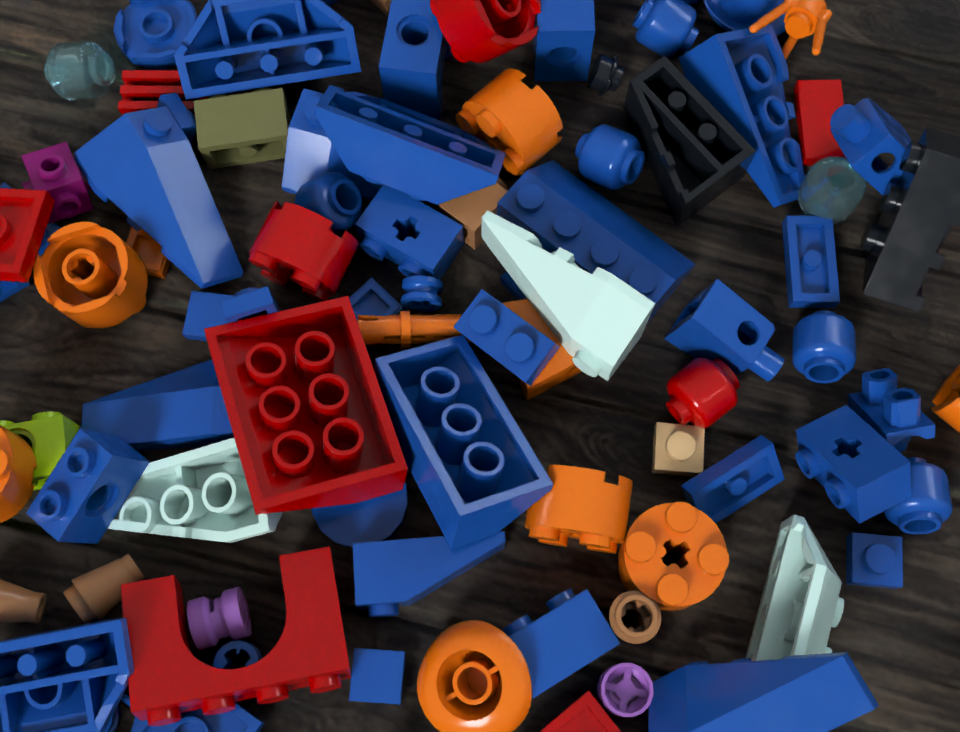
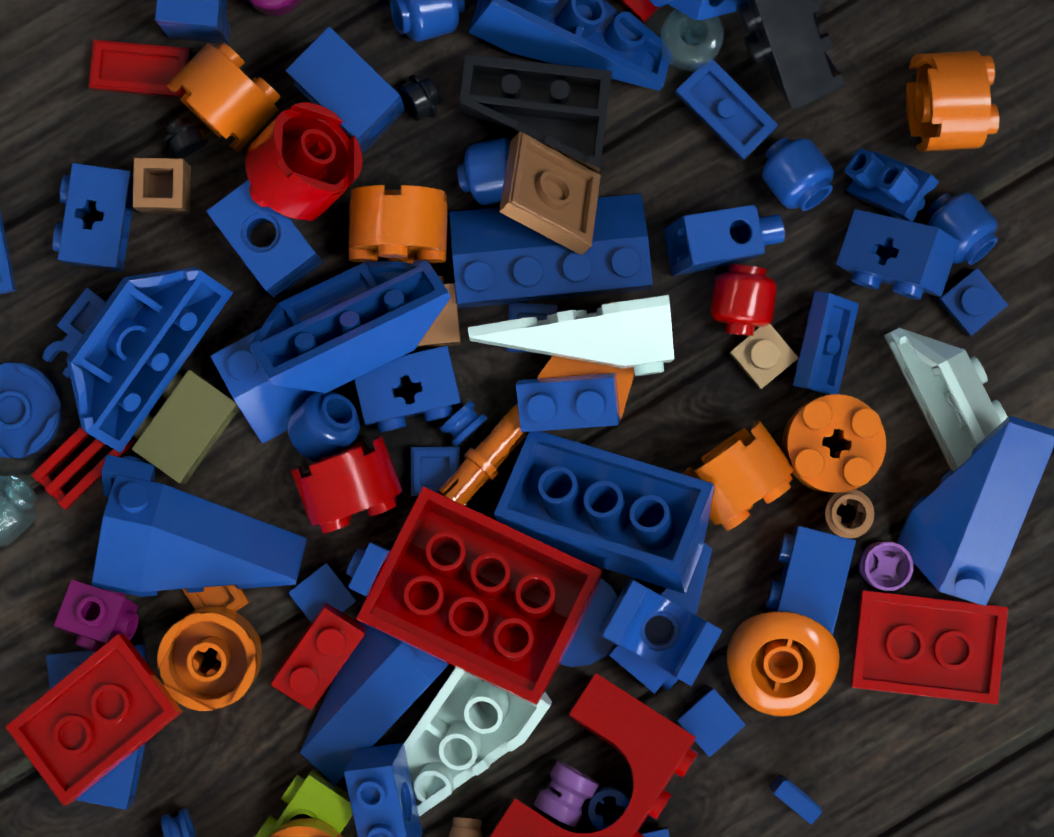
camera: 45 degrees left, 15 degrees up
(162, 349) = (318, 656): none -> red plate
(396, 519) = (682, 652): none -> blue piece
(634, 188) = (550, 193): none -> medium nougat plate

